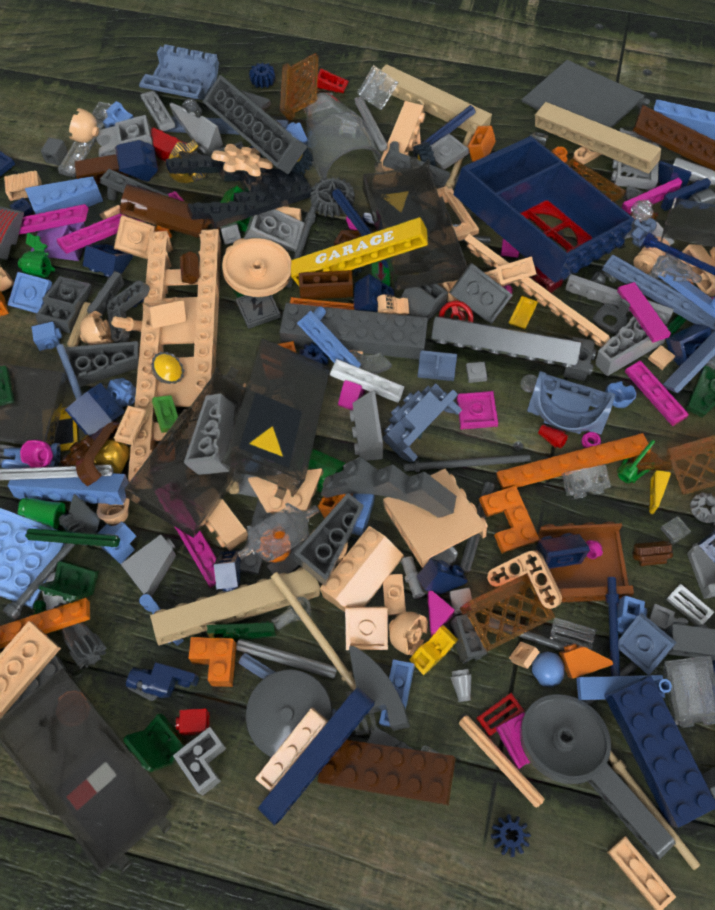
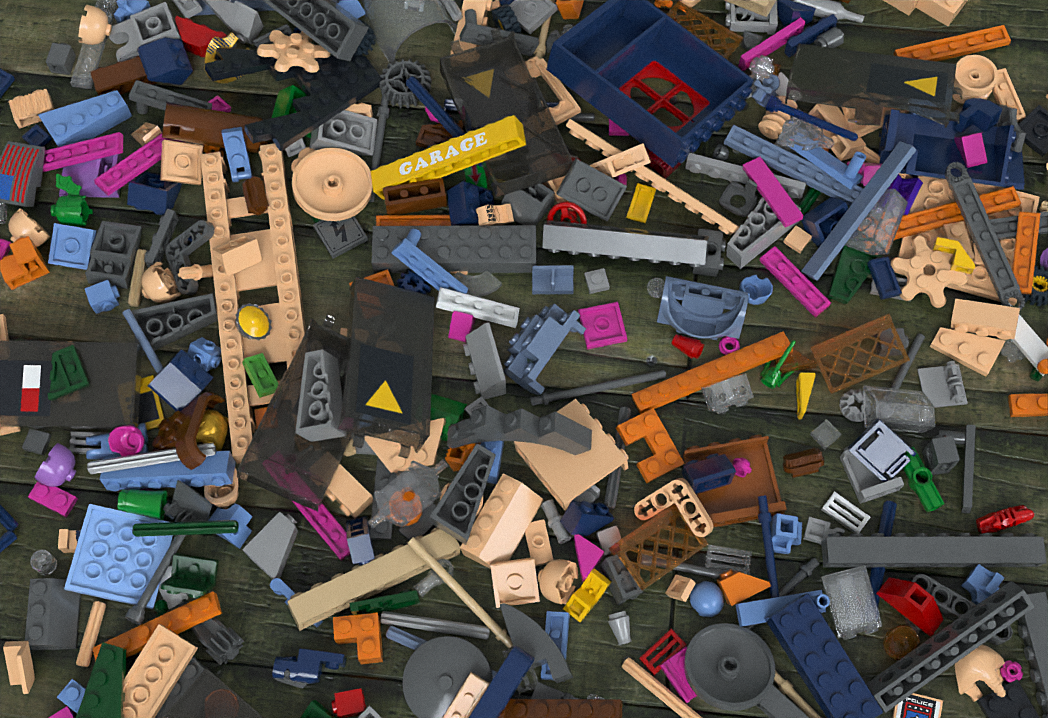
camera: 10 degrees left, 5 degrees up
(130, 425) = (225, 394): light nougat plate -> none
(180, 232) = (237, 153): none -> medium blue plate
(645, 643) = (801, 560): sand blue plate -> none

